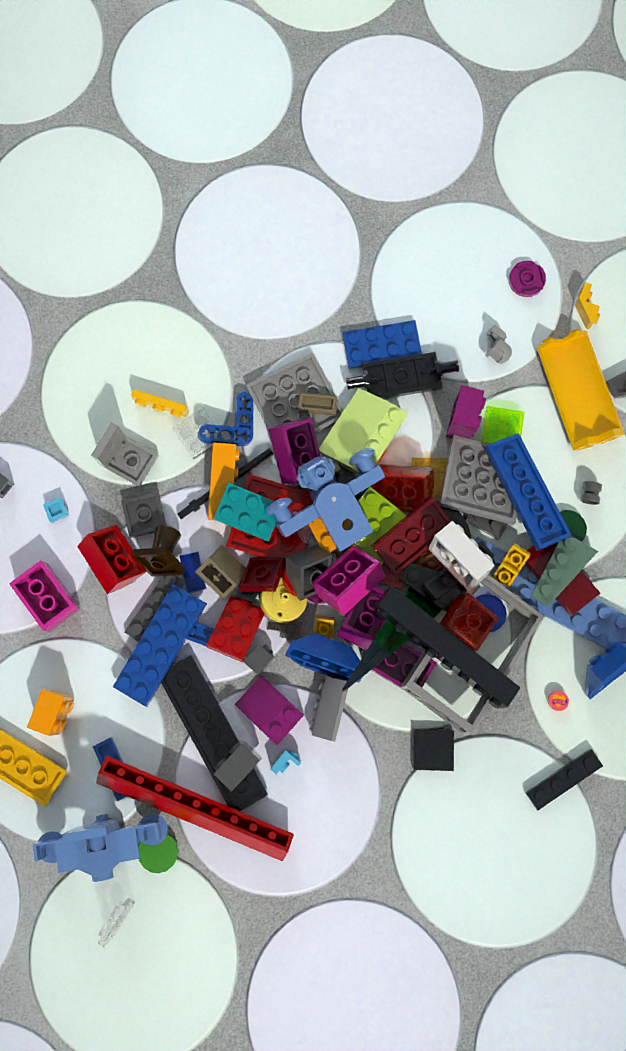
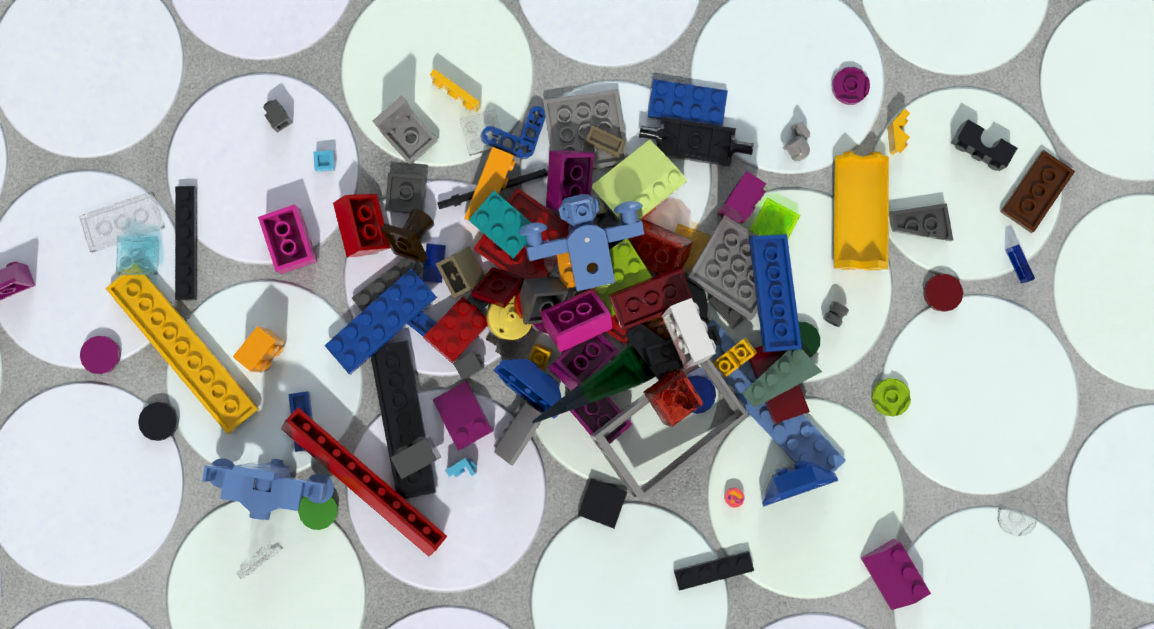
camera: 10 degrees right, 5 degrees up
(446, 647) = (644, 414): black brick -> none

